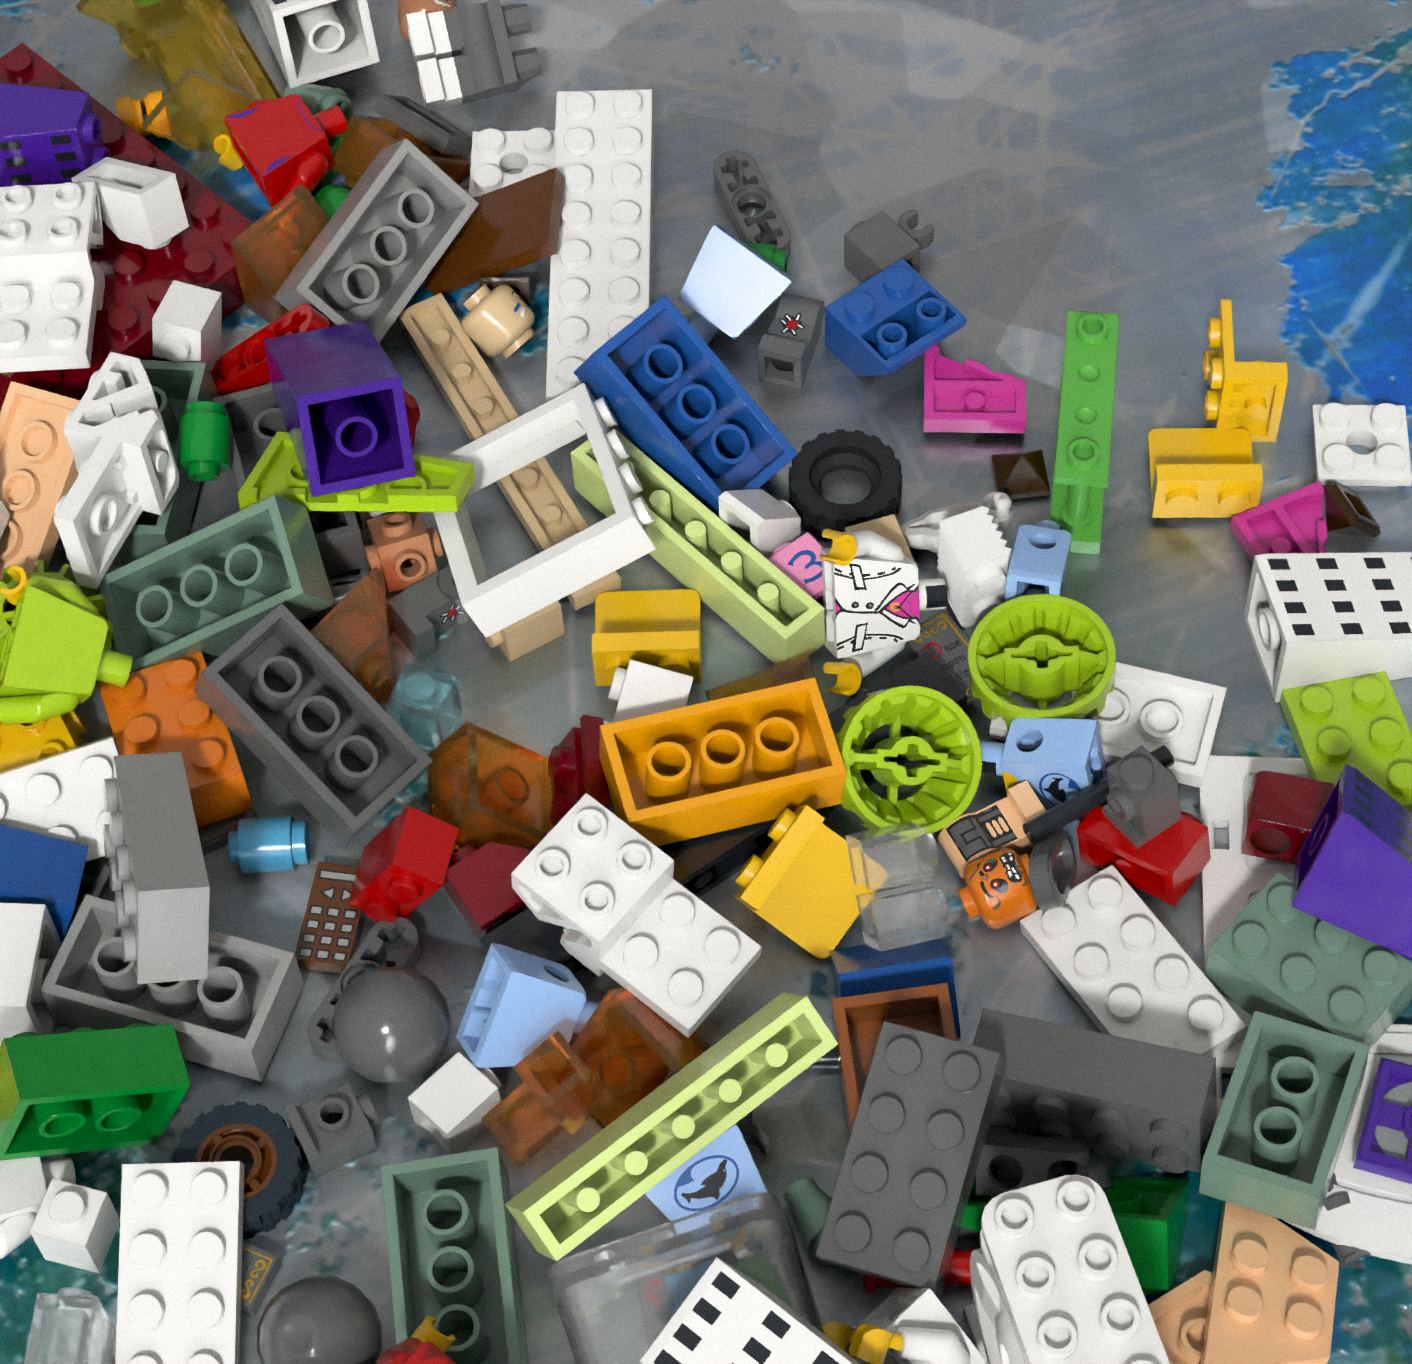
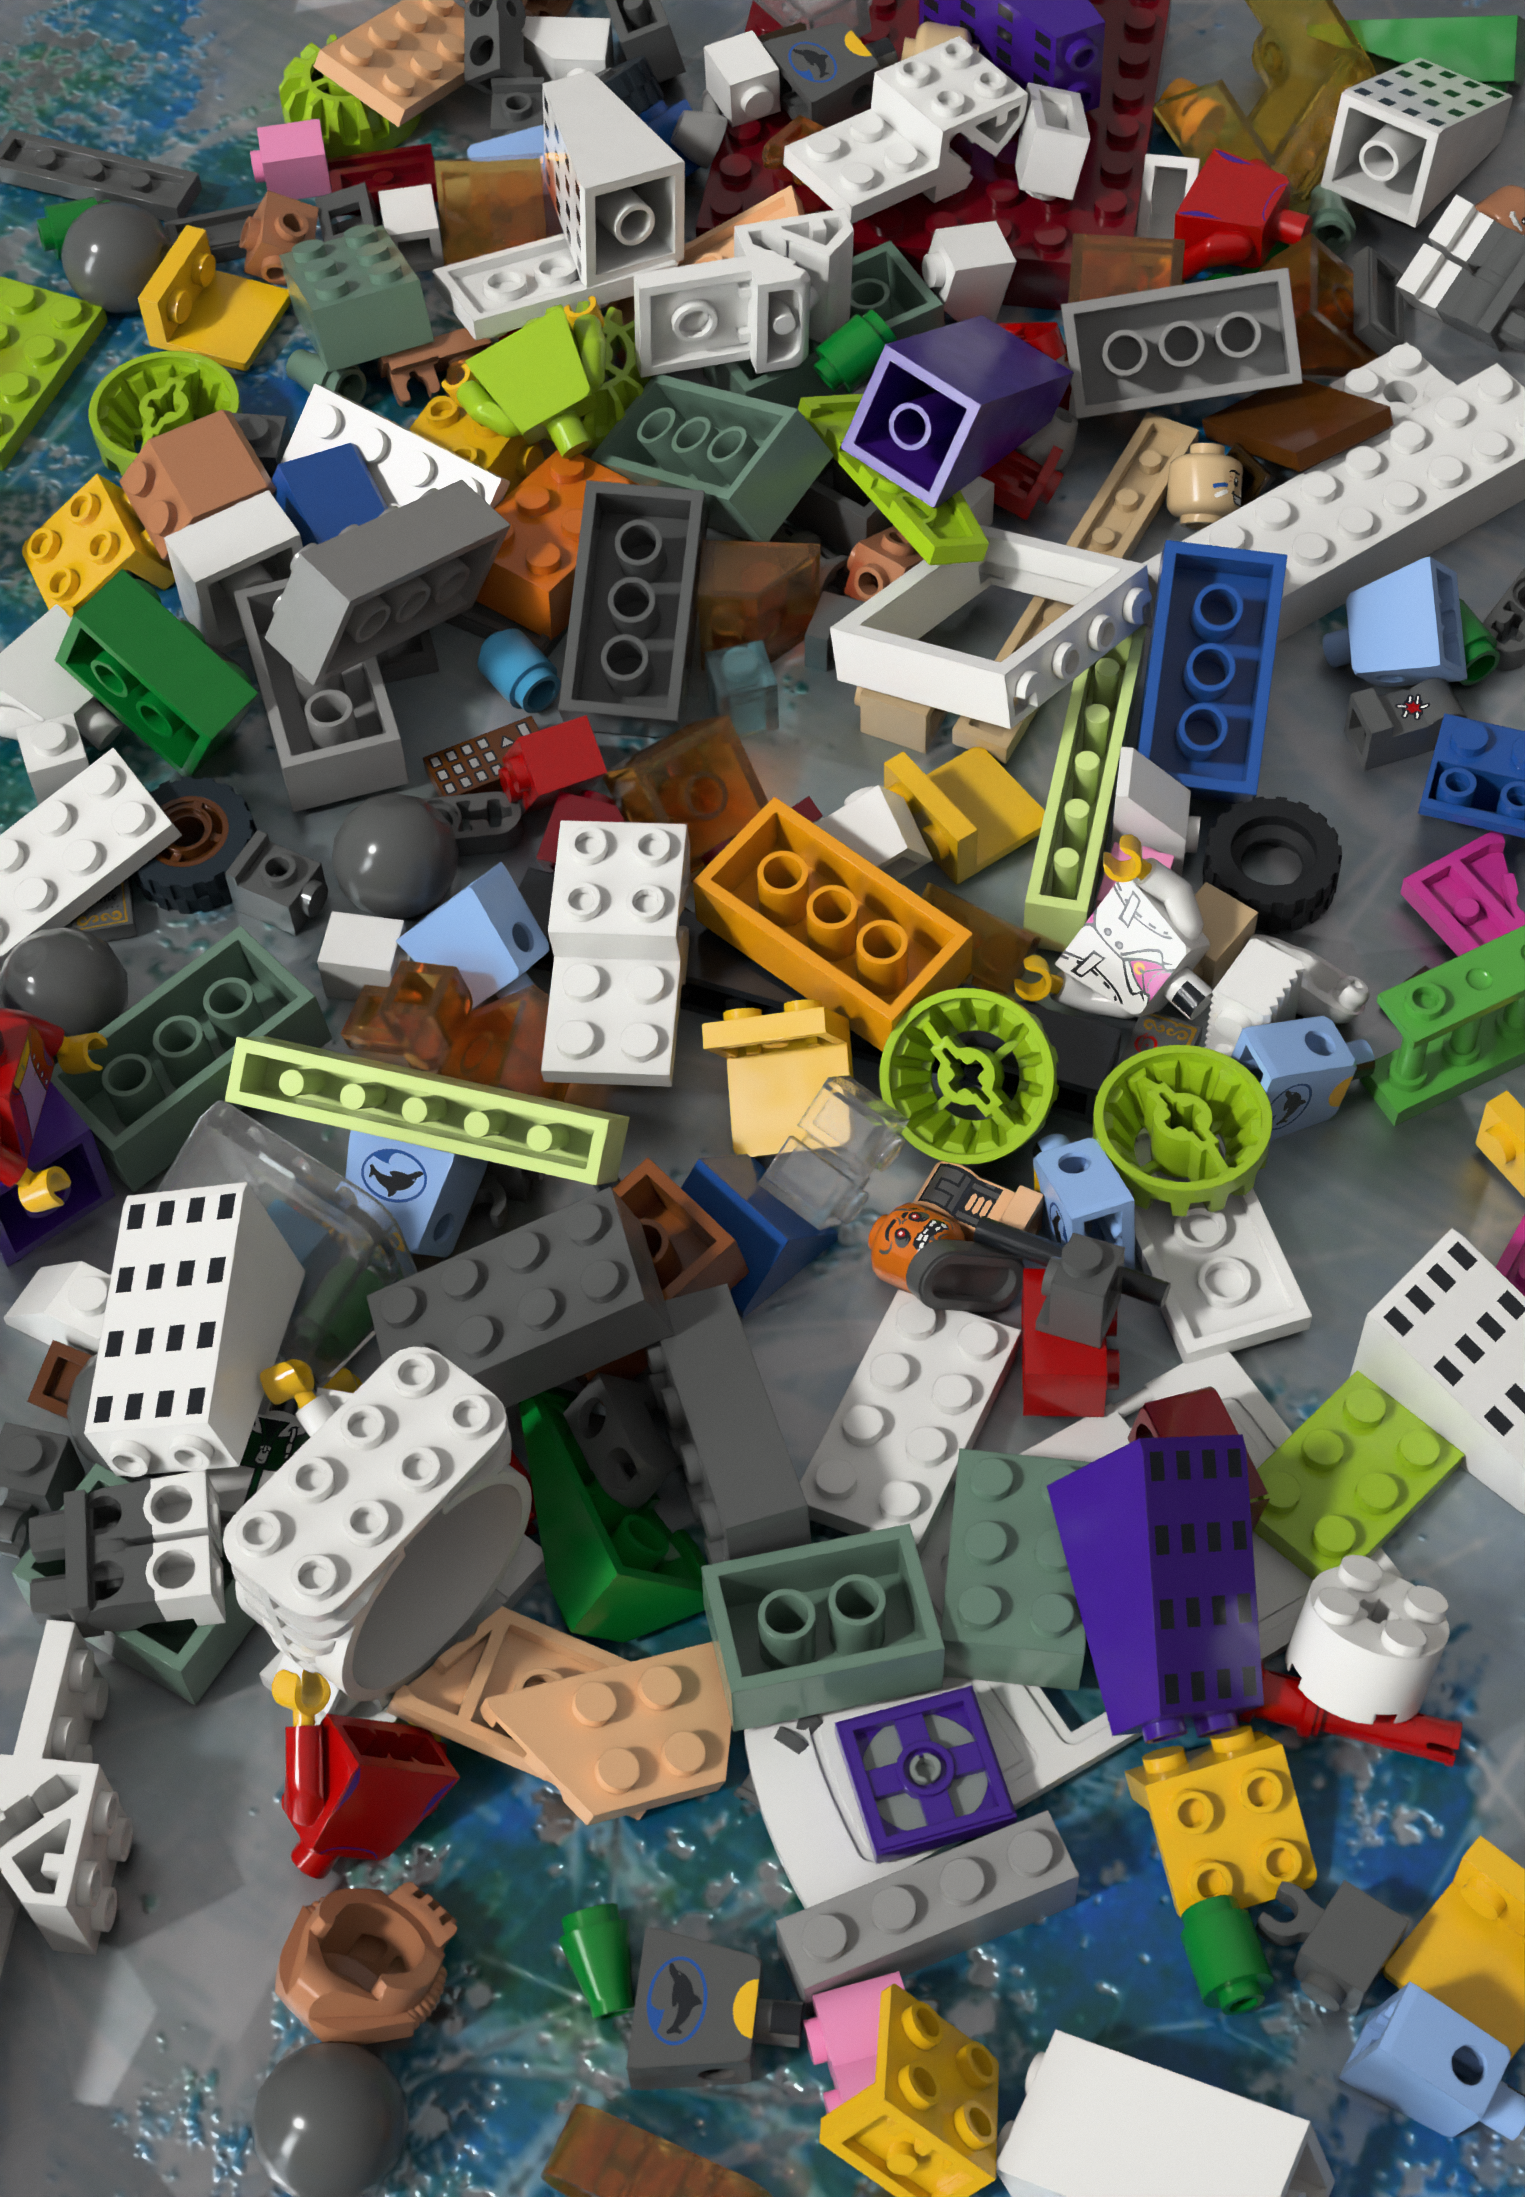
camera: 55 degrees right, 0 degrees up
(221, 171) = (1163, 190): none -> white slope

